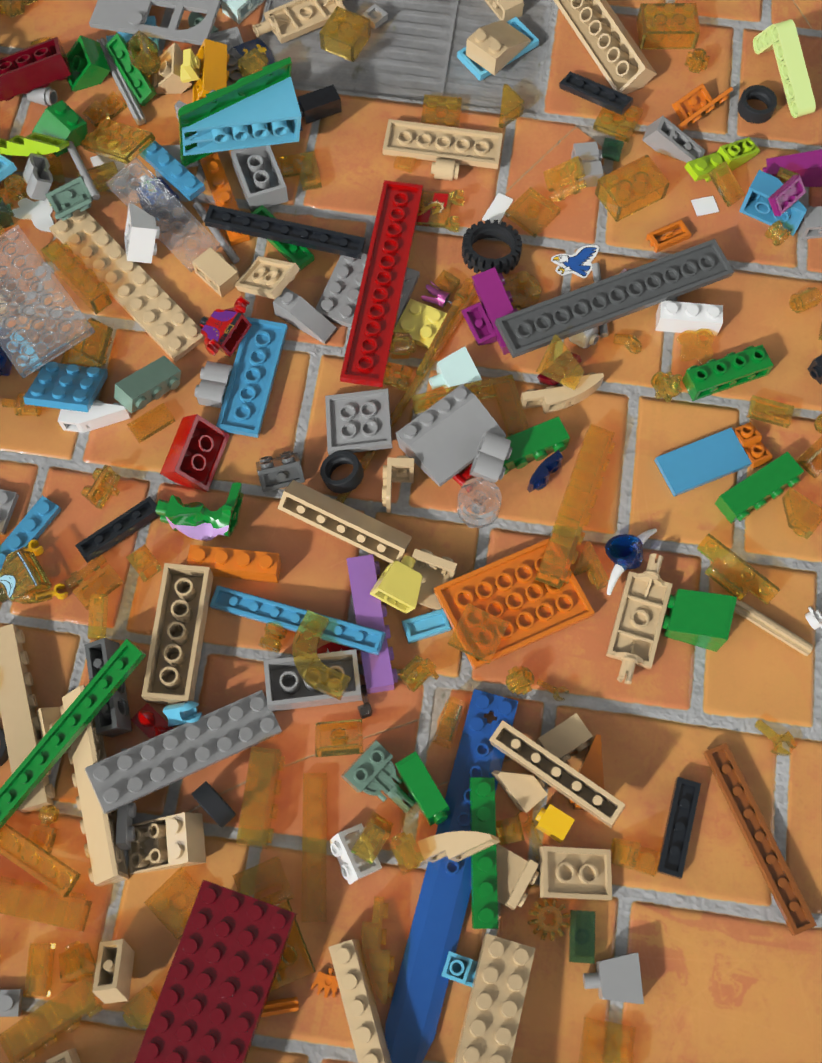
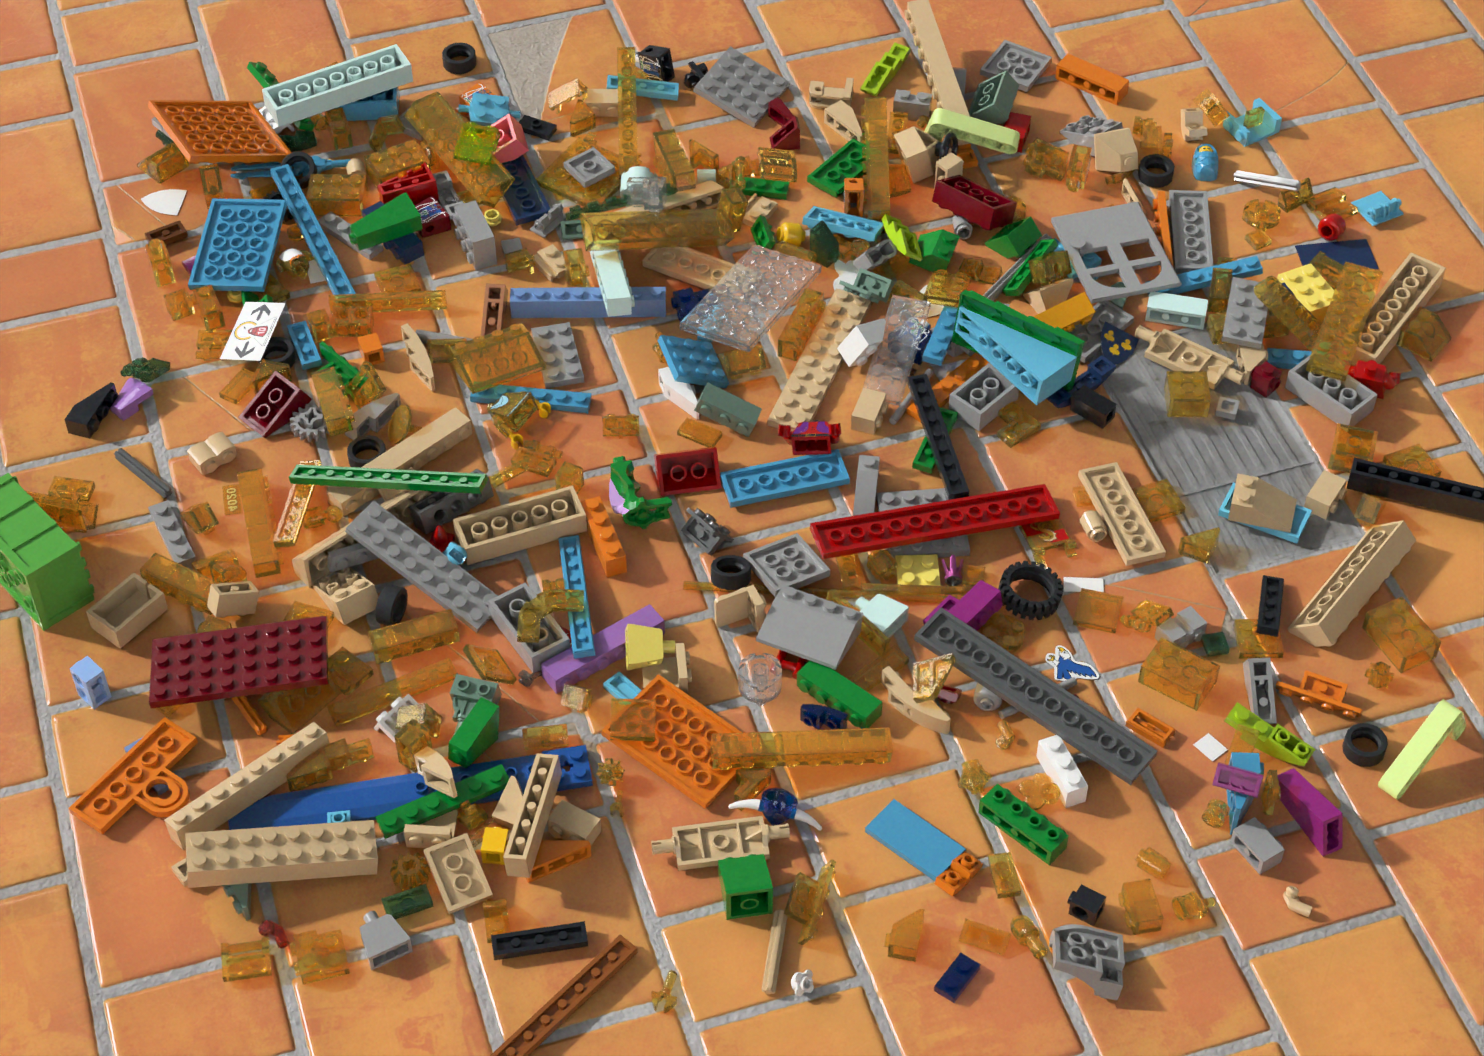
camera: 65 degrees right, 20 degrees down
(83, 171) = (901, 280): light grey bar -> none
(118, 529) = (584, 450): black plate -> none
(190, 68) = (1052, 296): light yellow bracket -> none
(213, 384) = (758, 453): light grey brick -> none
(252, 62) = (1095, 344): clear yellow slope -> none
(267, 277) = (882, 442): tan plate -> none
(344, 522) = (681, 588): tan brick -> none
(490, 457) = (802, 660): light grey brick -> none
(759, 487) = (913, 891): green brick -> none

